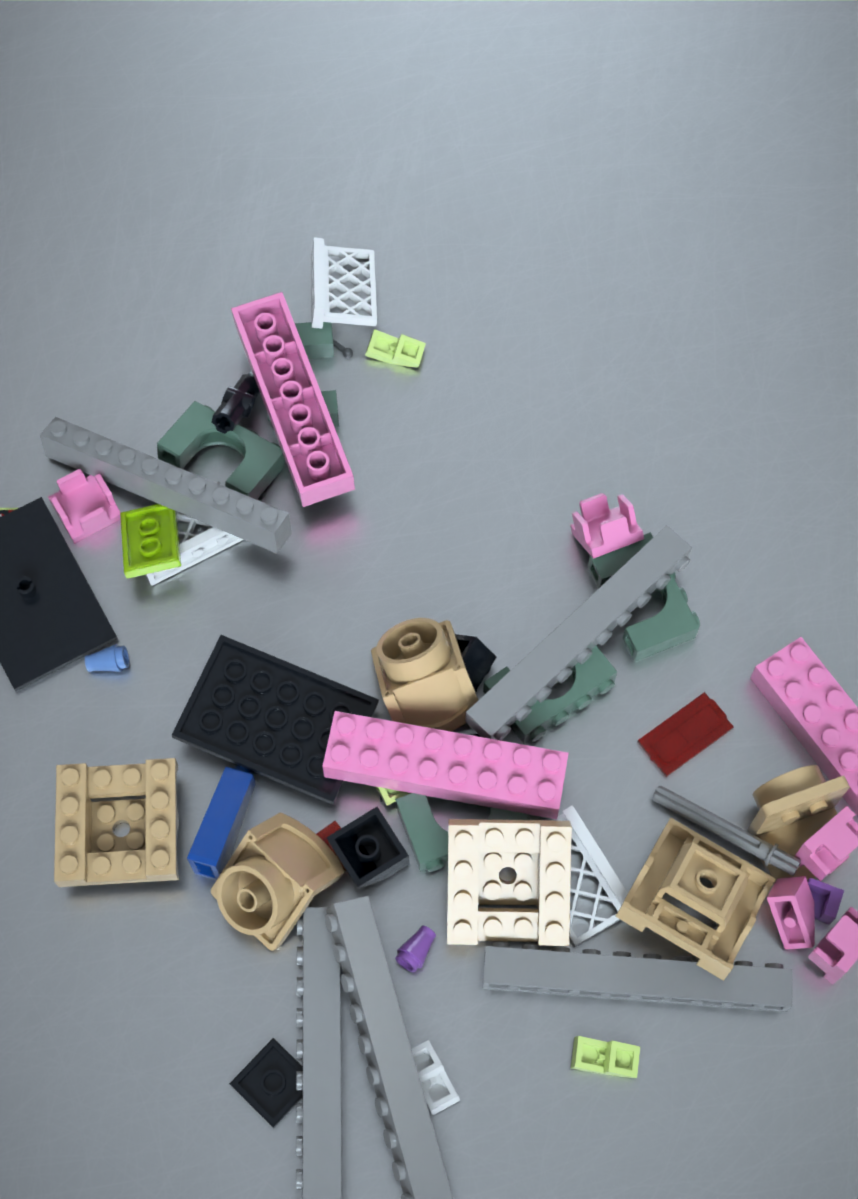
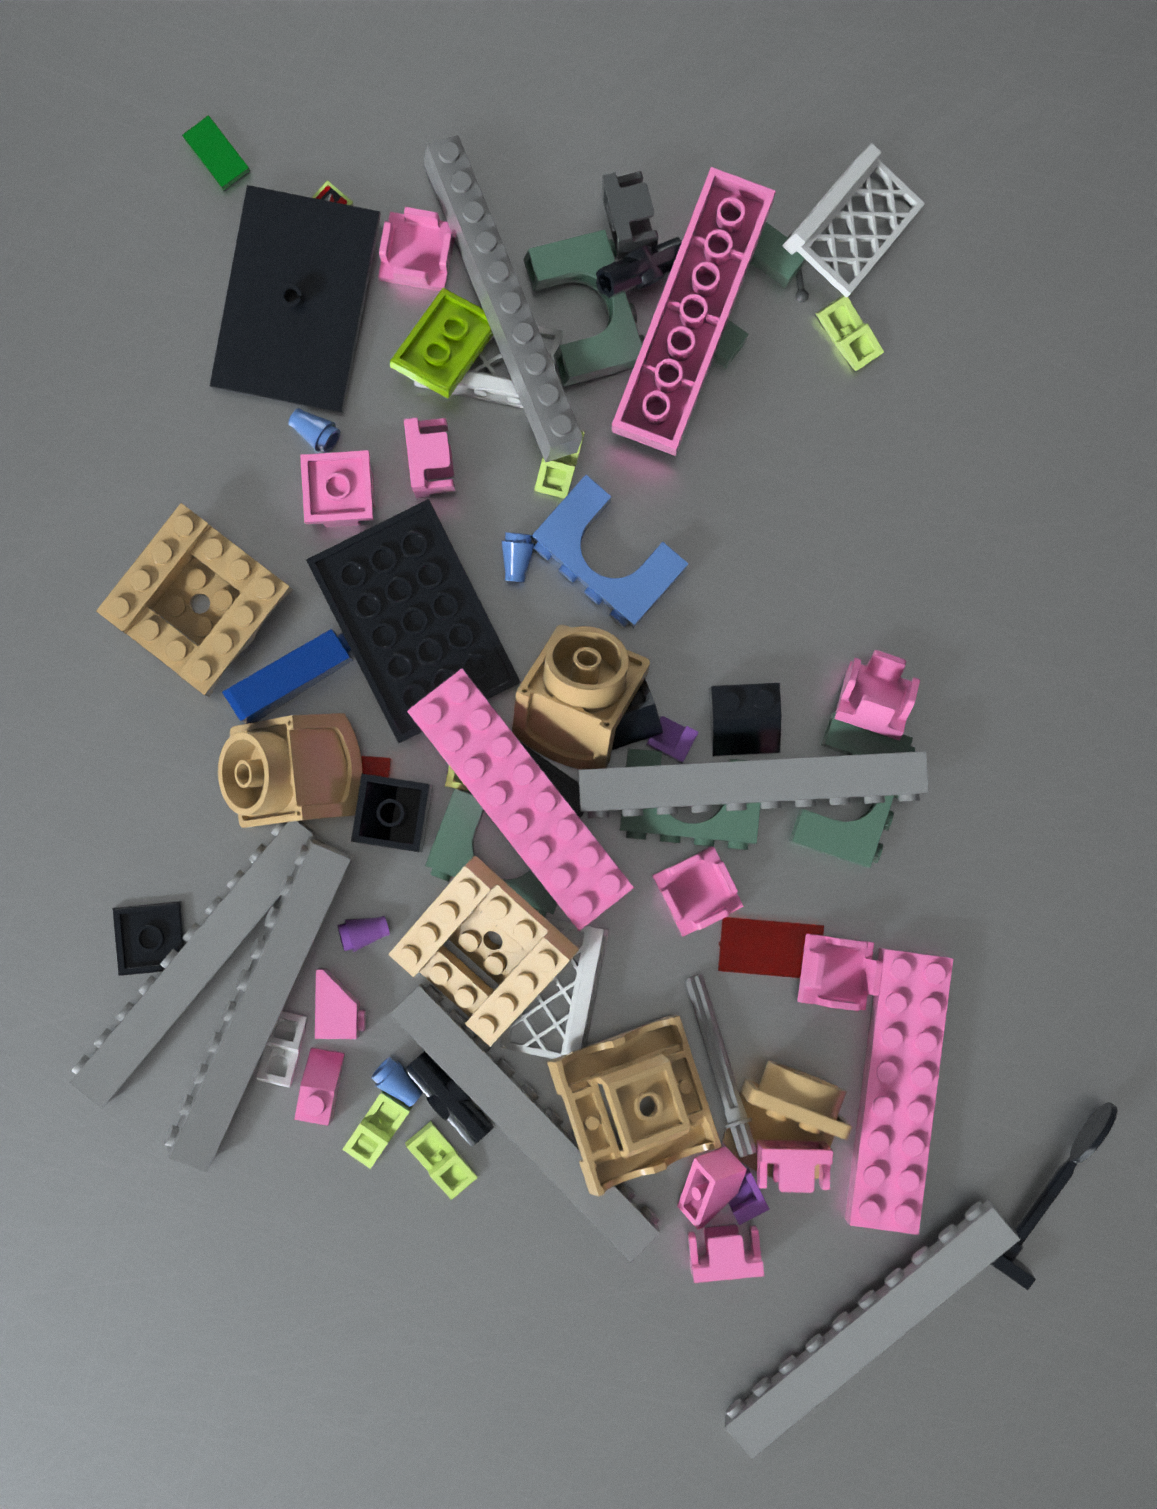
camera: 40 degrees right, 20 degrees up
(154, 679) = (337, 488): none -> bright pink panel
(193, 379) = (628, 212): none -> dark grey panel
(193, 609) = (429, 456): none -> bright pink panel
(287, 563) = (556, 475): none -> yellowish green slope
(306, 629) = (516, 554): none -> medium blue cone
(397, 599) = (626, 596): none -> medium blue arch
(444, 1014) = (336, 1009): none -> bright pink slope
(480, 1079) = (319, 1087): none -> bright pink slope
(507, 656) = (674, 740): none -> medium lavender panel
(528, 1029) = (395, 1081): none -> medium blue cone
(537, 606) = (745, 719): none -> black slope
(543, 1074) = (376, 1129): none -> yellowish green slope
(572, 1008) = (449, 1099): none -> black piece
(608, 735) = (698, 891): none -> bright pink panel
(741, 708) = (838, 972): none -> bright pink panel

